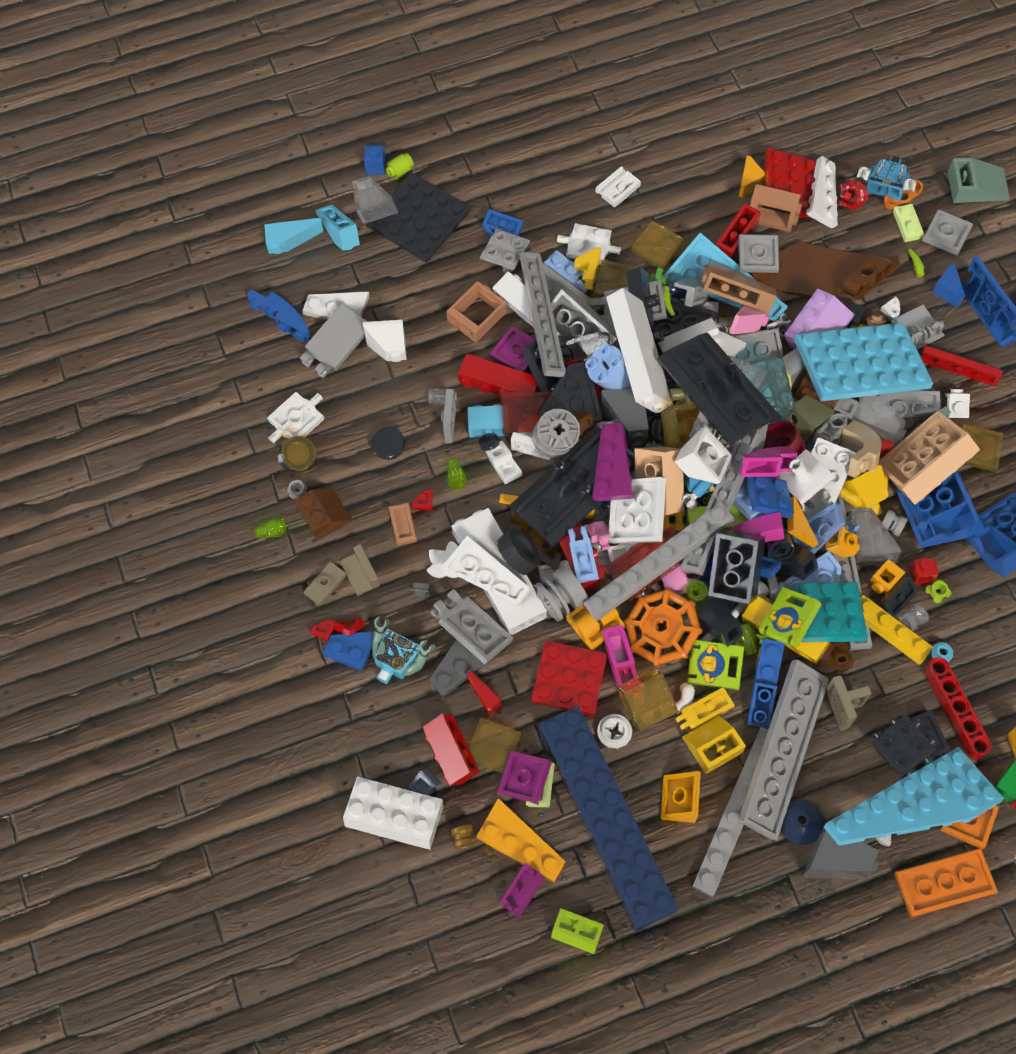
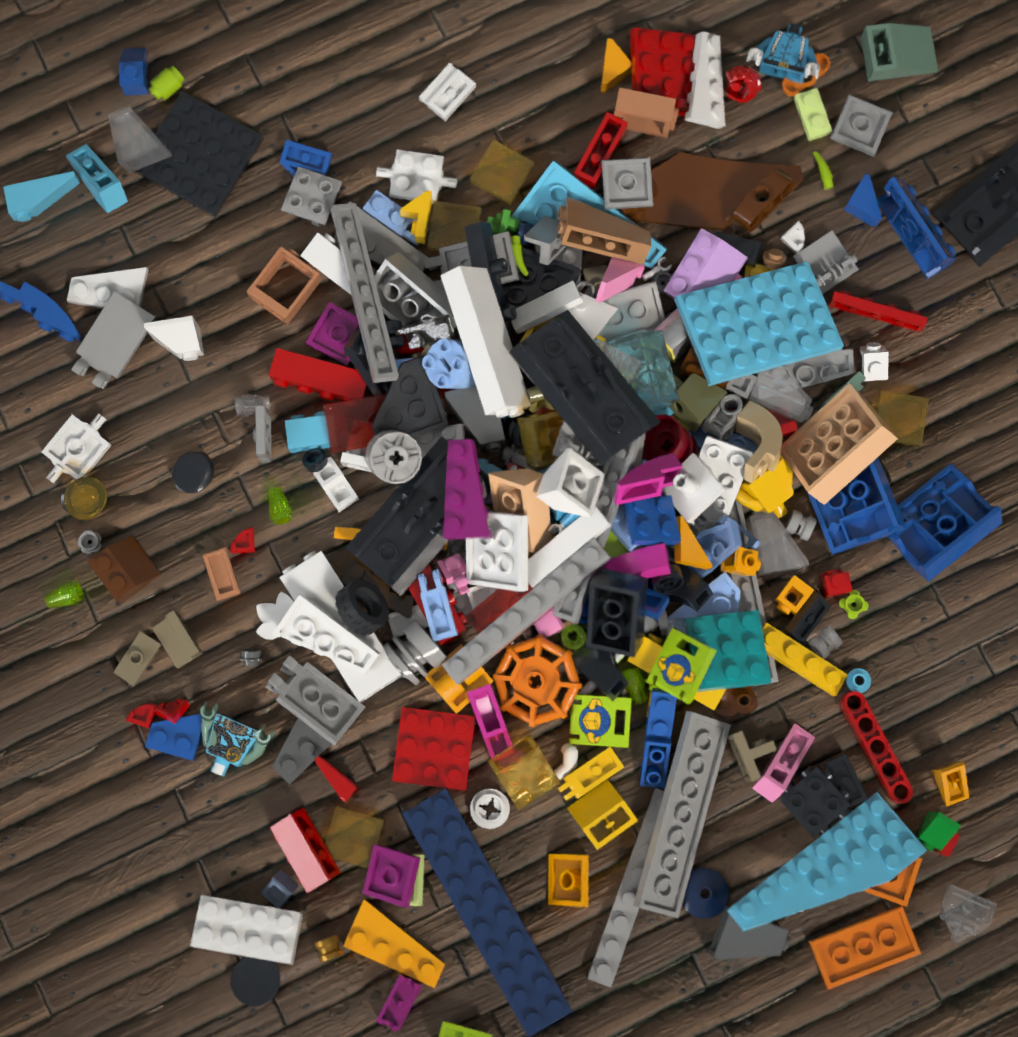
camera: 10 degrees left, 15 degrees up
(395, 861) = (255, 981): none -> black tile
(585, 421) = (424, 434): reddish brown slope -> none
(696, 508) = (565, 546): none -> white tile
(874, 715) = (783, 763): none -> bright pink slope

